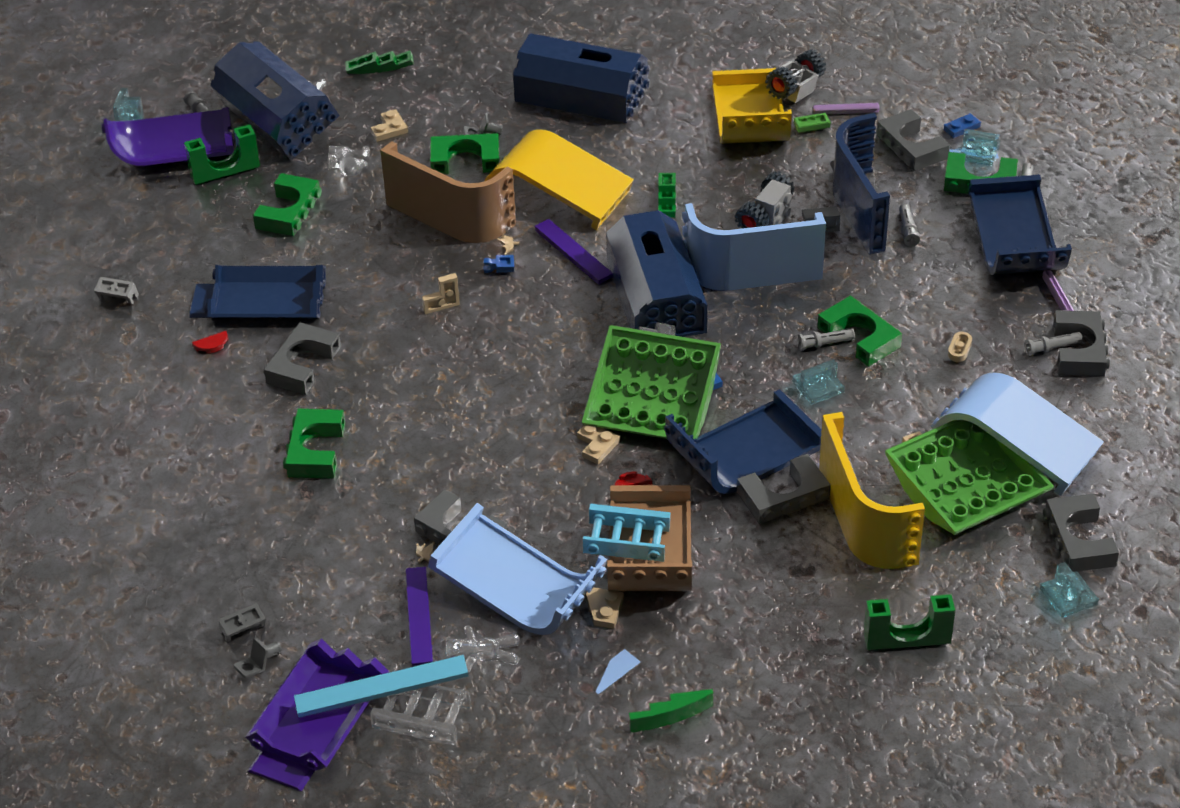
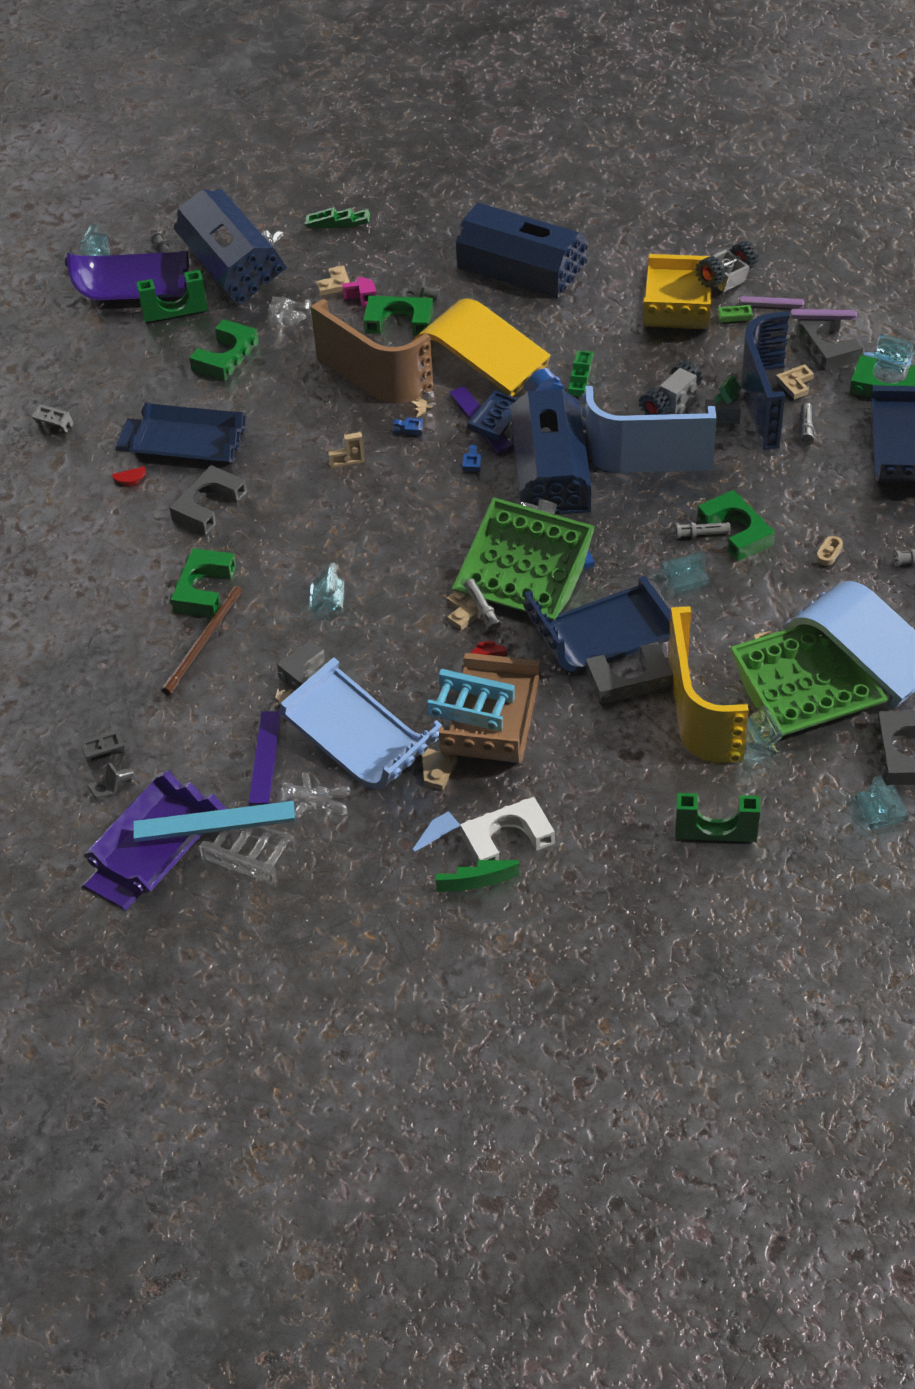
camera: 10 degrees right, 5 degrees up
(304, 546) = (173, 680): none -> reddish brown piece
(420, 131) = (361, 289): none -> dark pink brick
(449, 436) = (327, 589): none -> clear light blue bracket
(573, 292) = (472, 461): none -> blue plate
(587, 245) = (493, 416): none -> dark blue plate
(621, 442) = (485, 611): none -> light grey pin
(630, 204) = (543, 380): none -> blue brick
(707, 643) = (522, 815): none -> white arch
(823, 197) = (728, 390): none -> green plate
(888, 182) = (794, 380): none -> tan plate
(906, 115) = (823, 314): none -> lavender axle
(937, 532) = (763, 732): none -> clear light blue bracket
(957, 127) = (885, 327): blue plate -> none

